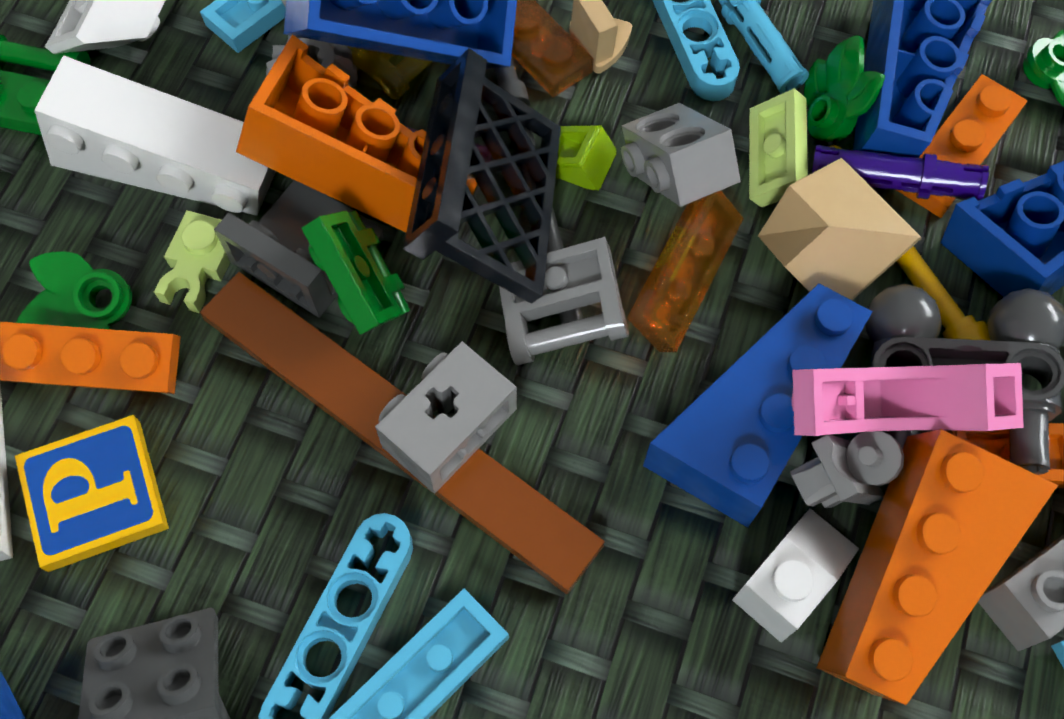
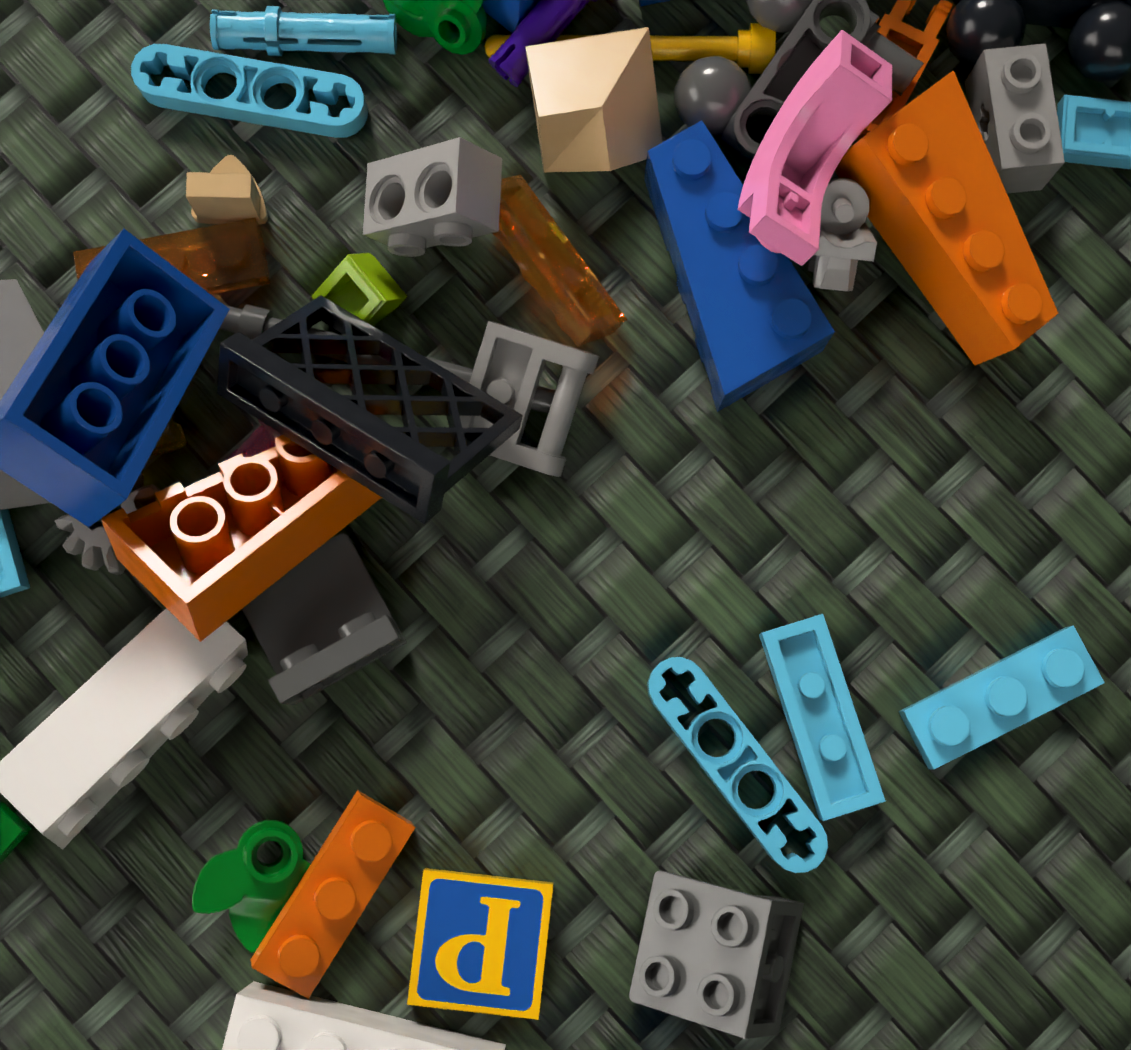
camera: 60 degrees left, 15 degrees up
(195, 257) = (267, 732): yellowish green plate -> none
(355, 397) = (559, 622): dark orange tile -> none
(356, 269) = (398, 580): green plate -> none
(440, 445) = (595, 528): light grey brick -> none
(777, 146) = (465, 96): yellowish green plate -> none
(796, 576) = (894, 334): white slope -> none

